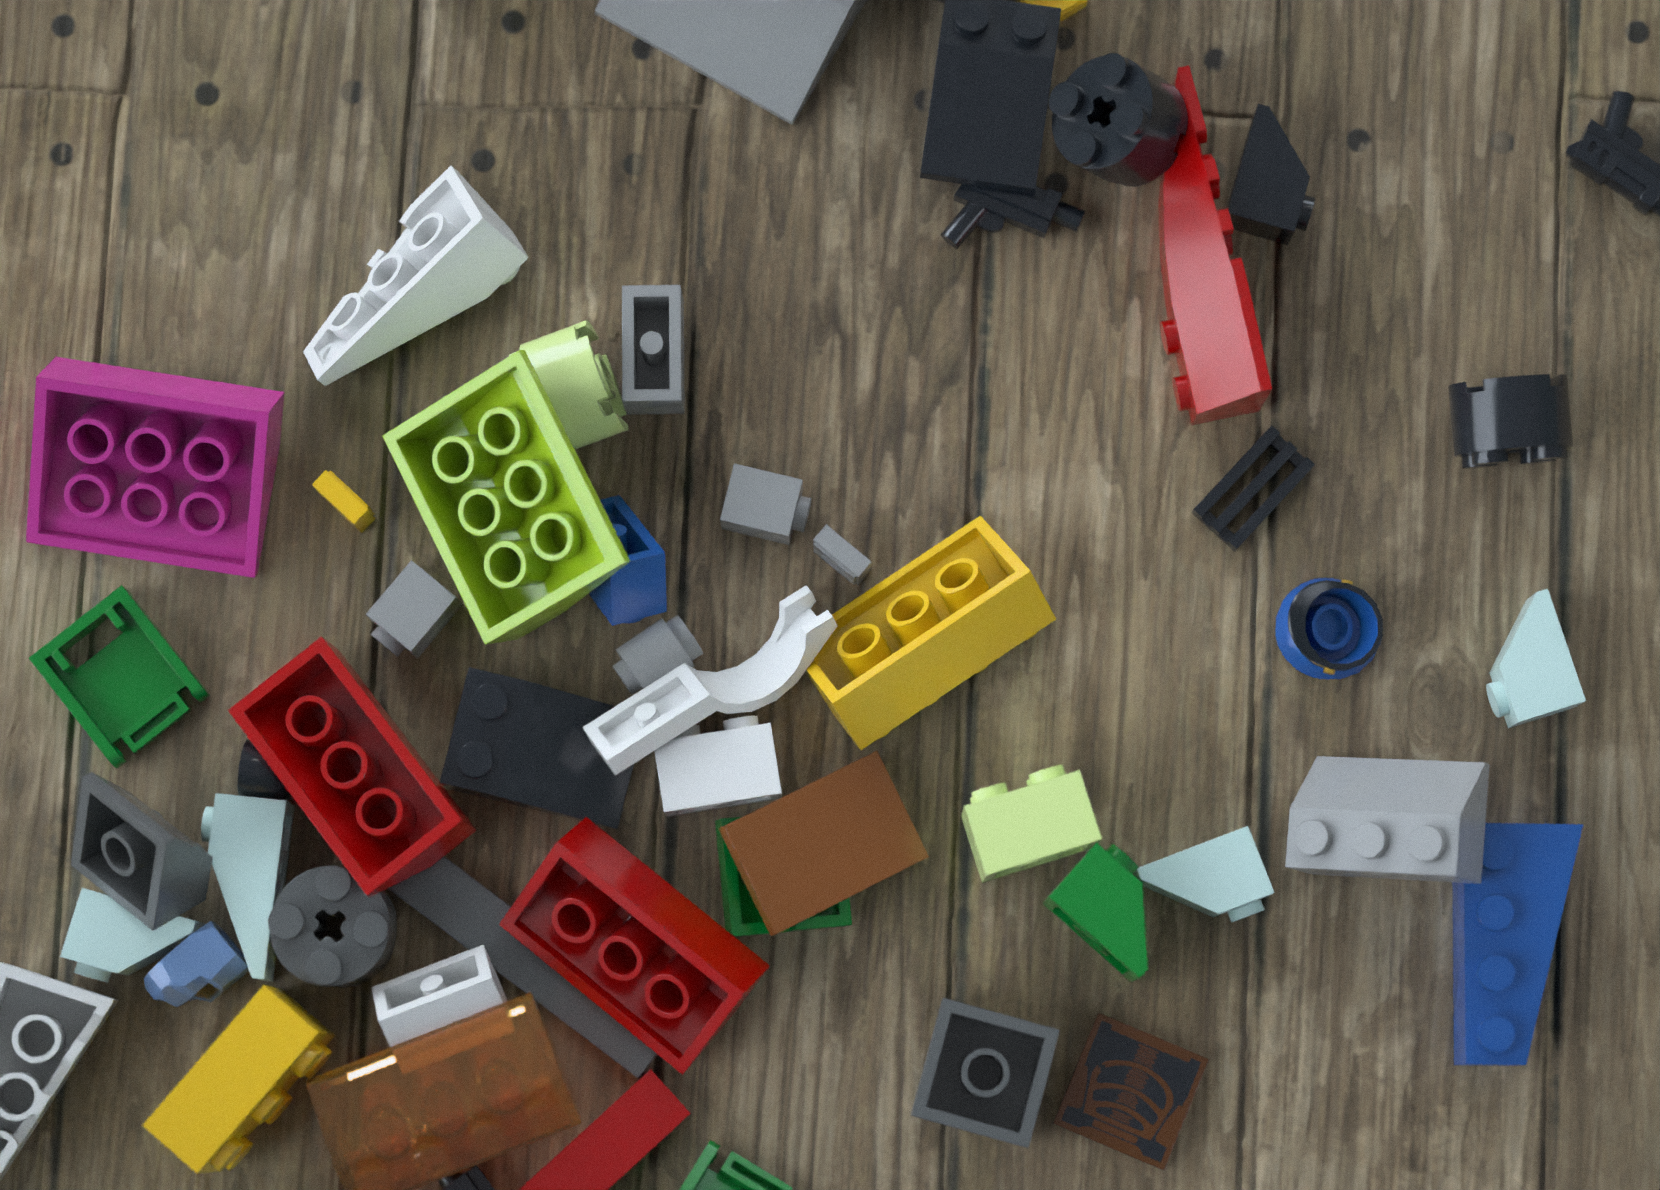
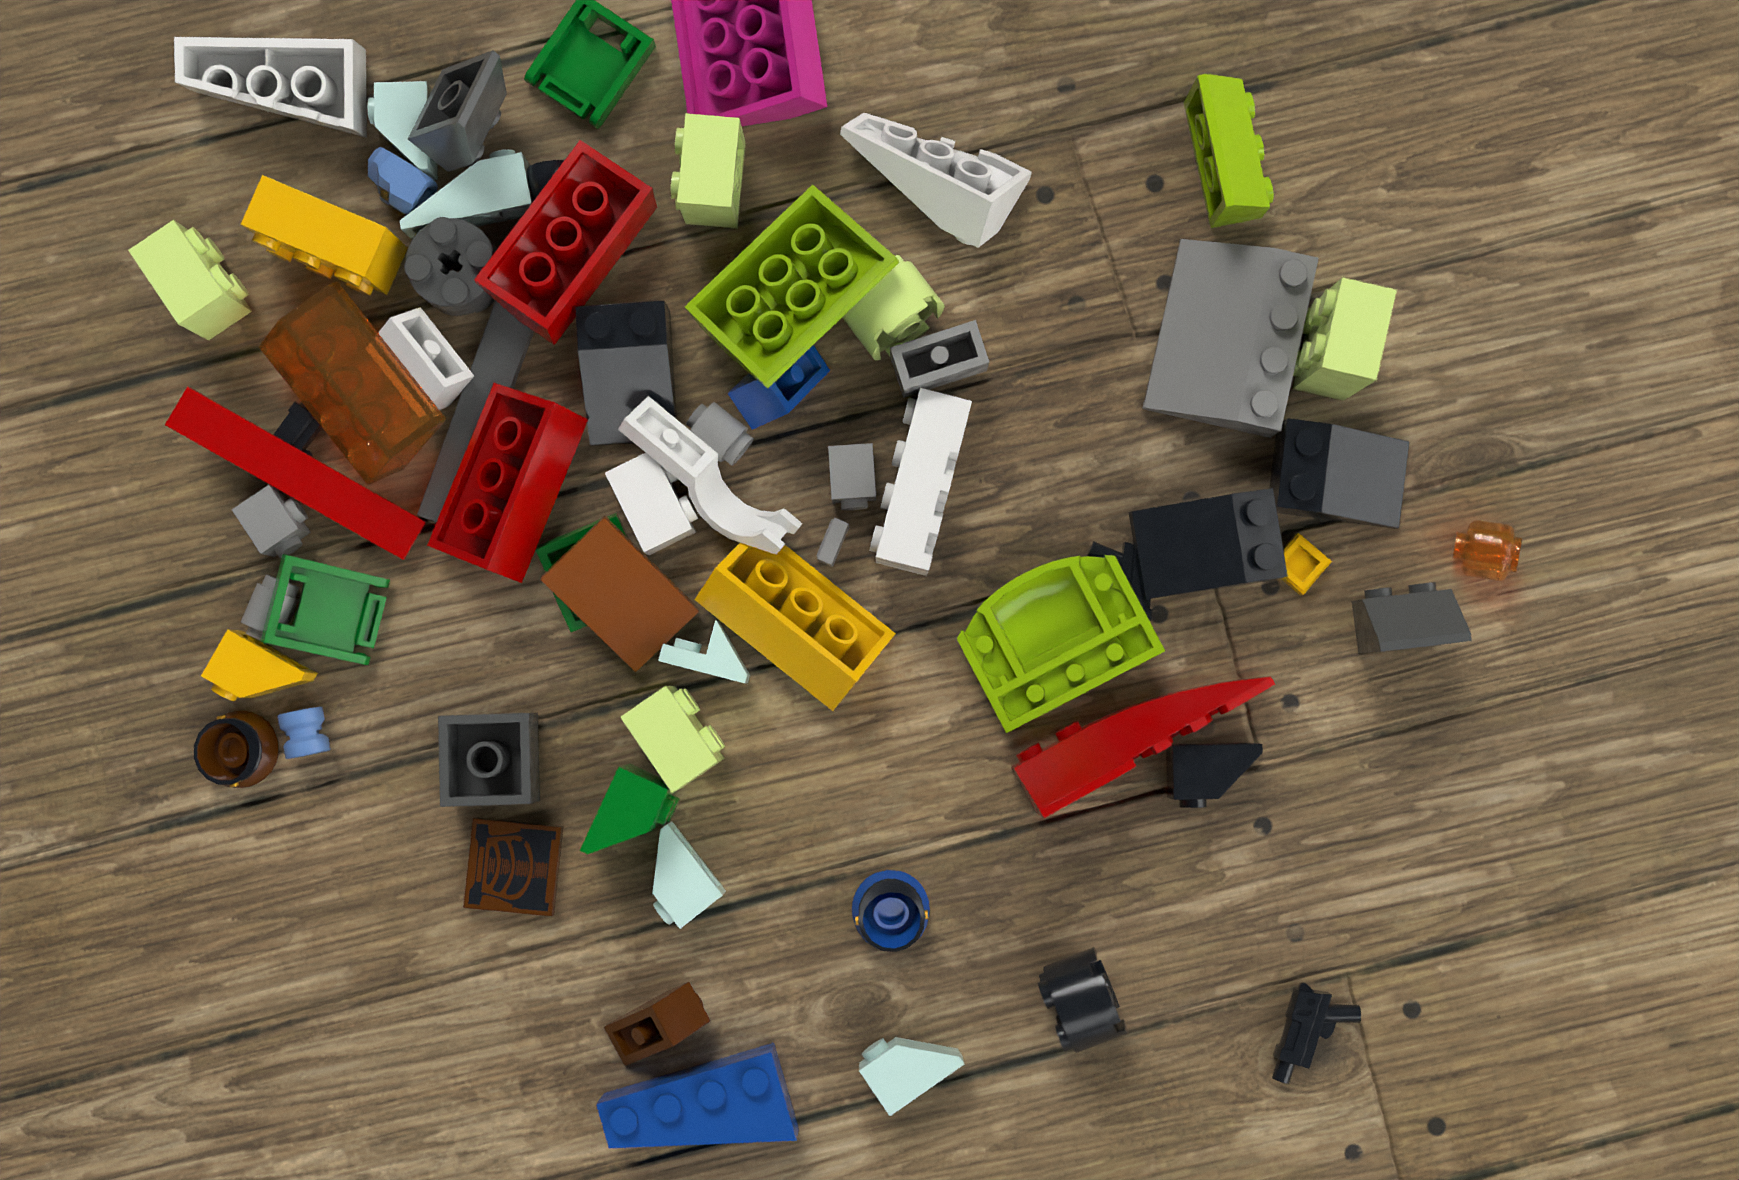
camera: 75 degrees right, 5 degrees up
(321, 558) = (710, 170): none -> yellowish green brick
(344, 500) = (762, 175): yellow tile -> none
(412, 611) = (697, 248): light grey brick -> none
(801, 421) = (922, 481): none -> white wedge
(947, 743) = (719, 660): none -> light aqua slope
(1047, 313) = (1056, 636): none -> lime slope
(1118, 120) = (1215, 644): black brick -> none
(1286, 452) = (1010, 841): black tile -> none
(1386, 964) = (657, 1024): none -> reddish brown slope
(1390, 819) = (757, 998): light grey slope -> none

